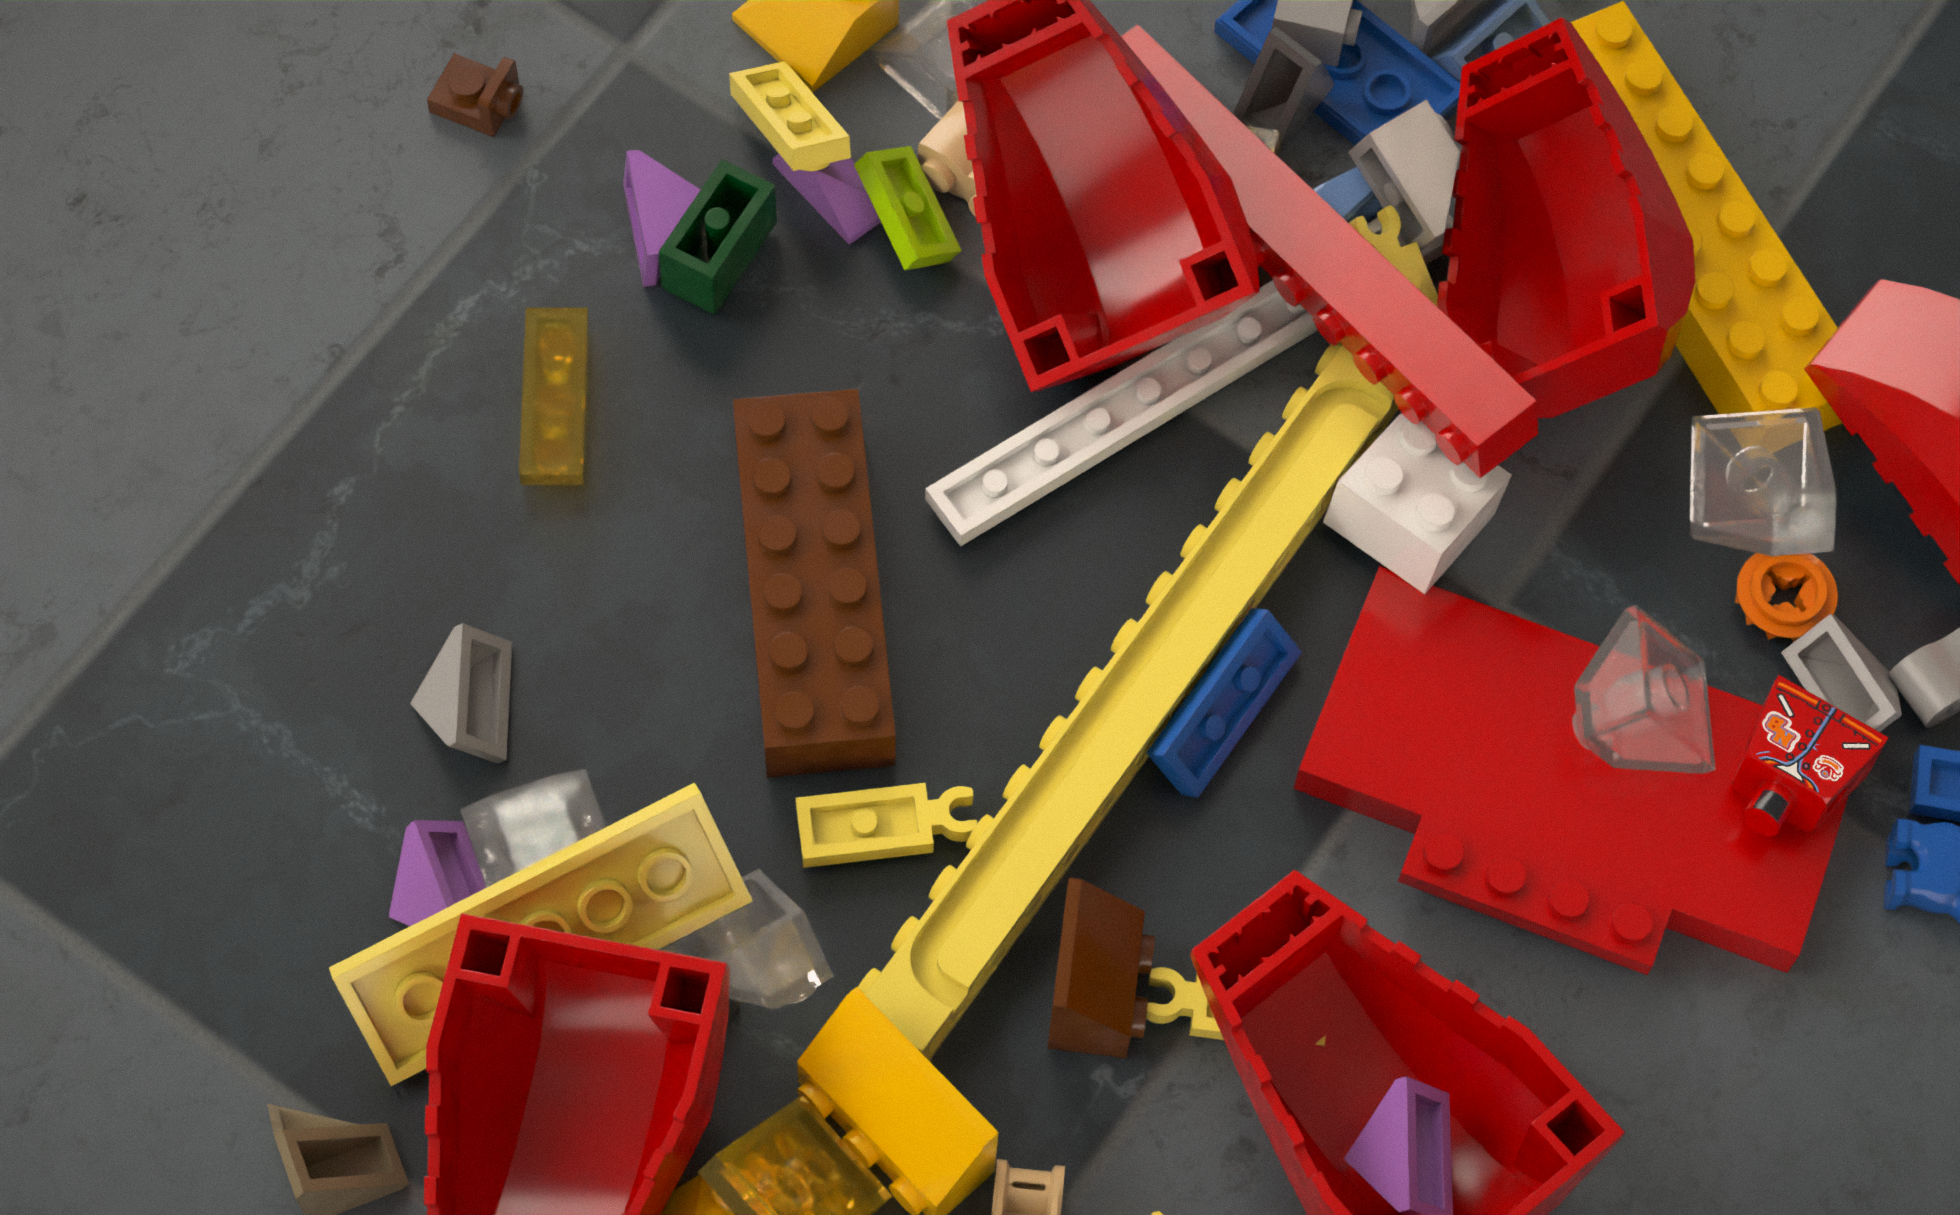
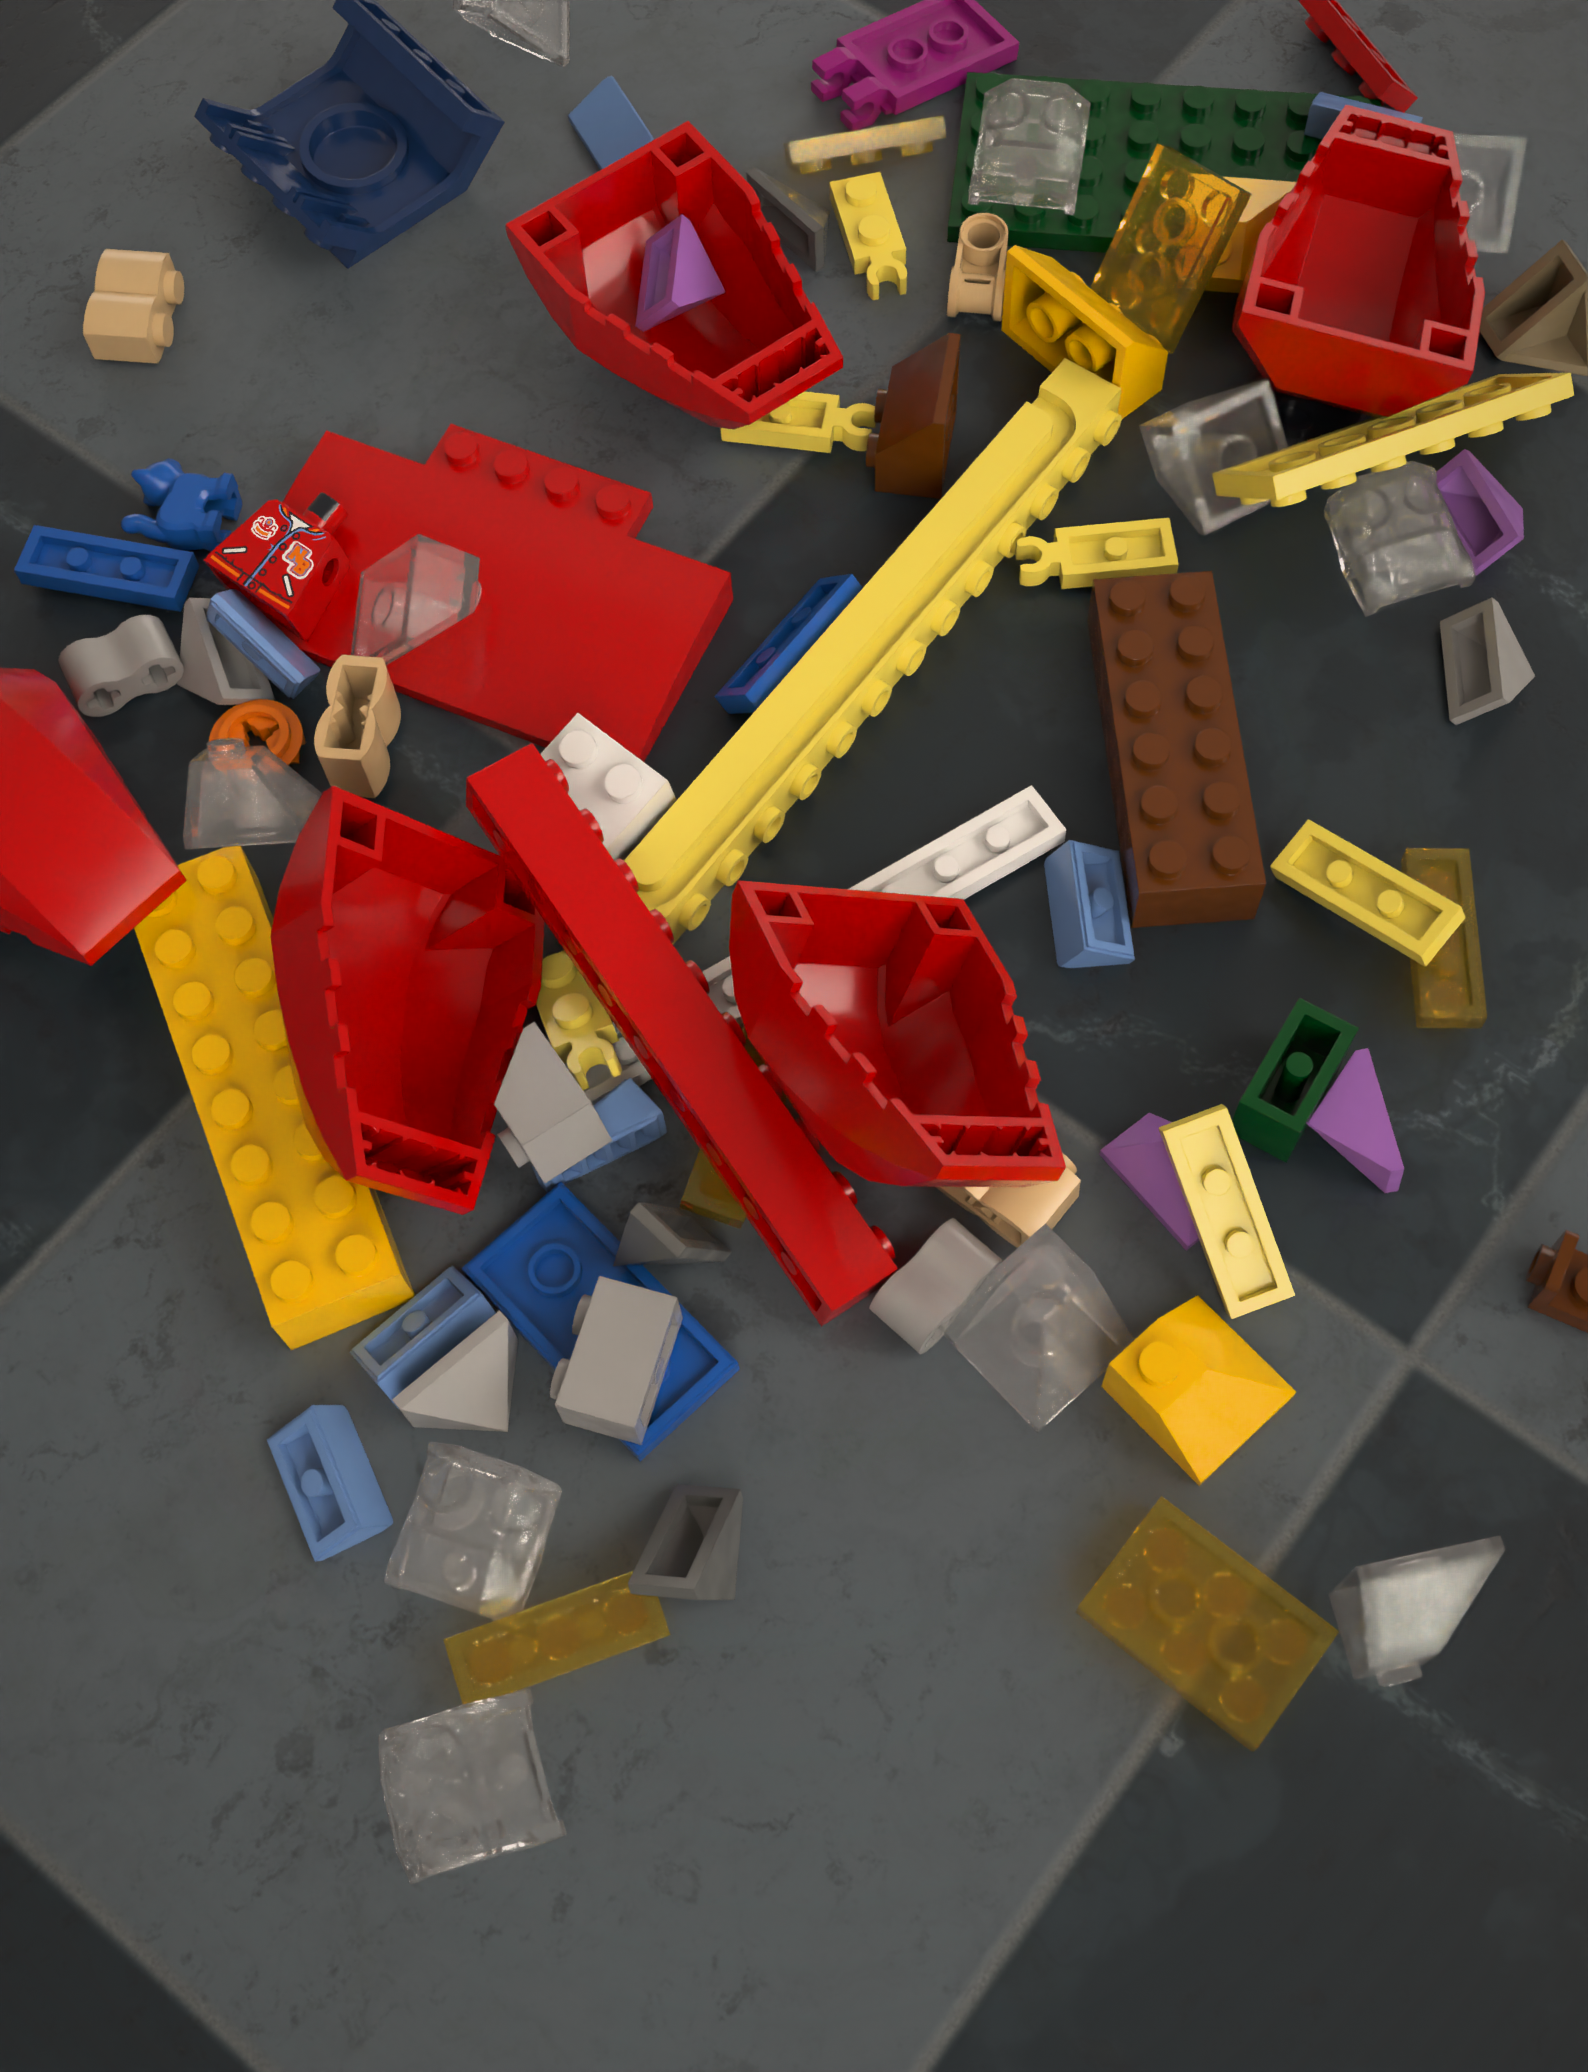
camera: 170 degrees left, 0 degrees up
(629, 419) = (1368, 892): none -> light yellow plate
(900, 433) = (1088, 906): none -> medium blue slope
(907, 207) = (1091, 1123): lime plate -> none
(1676, 571) = (358, 725): none -> tan brick
(1816, 669) = (261, 642): none -> medium blue slope

